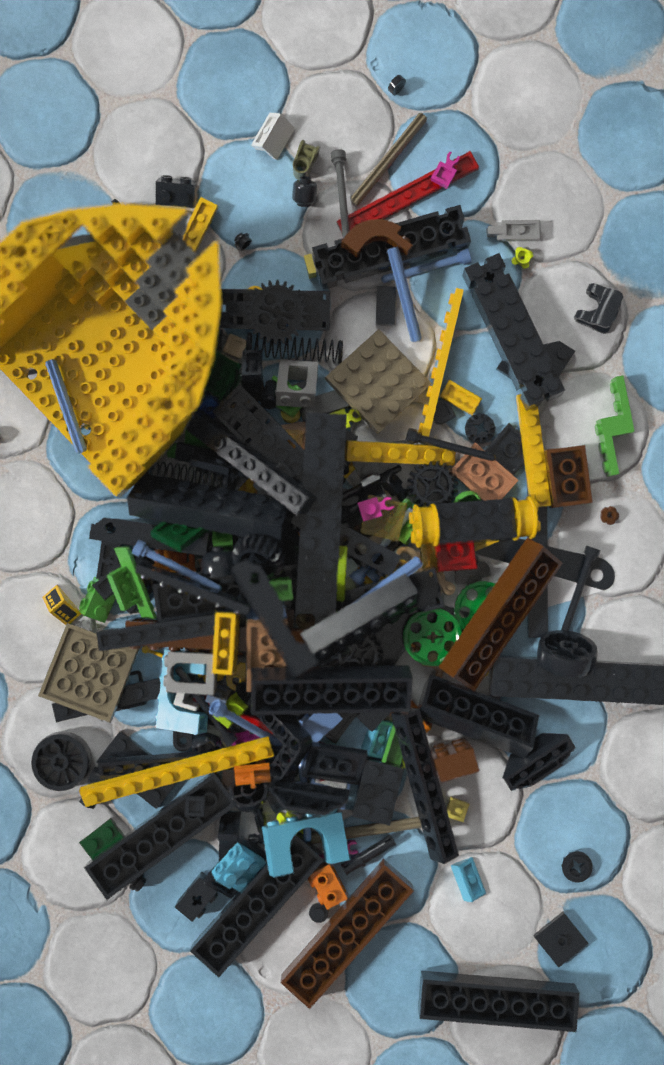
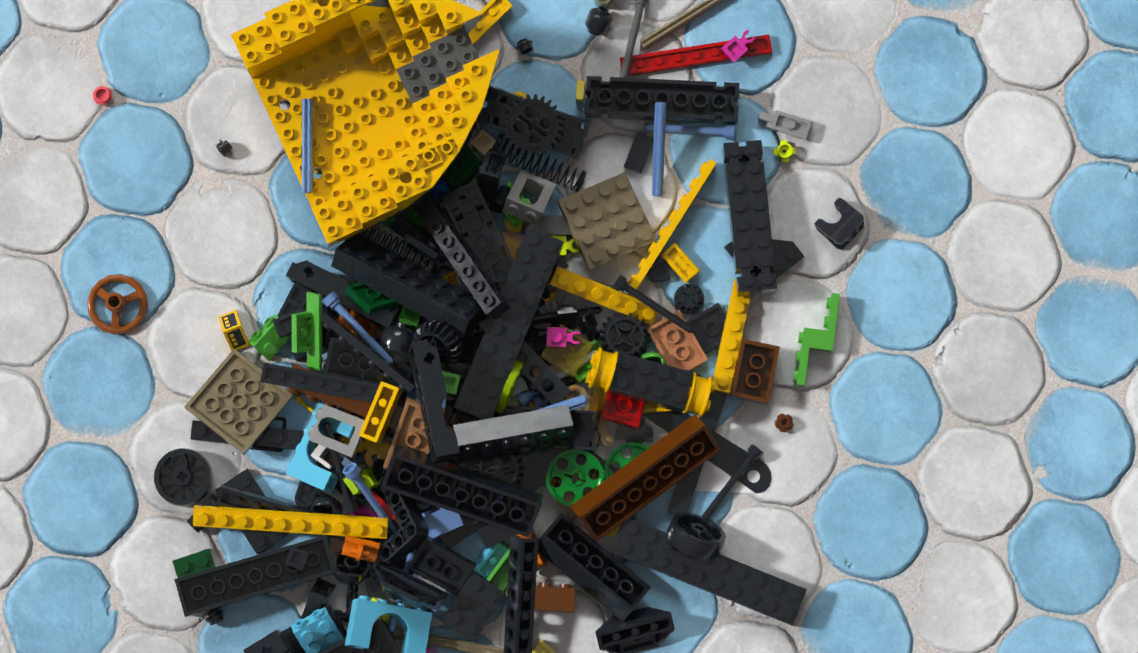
camera: 15 degrees right, 5 degrees down
(373, 231) = (650, 81): reddish brown arch -> none

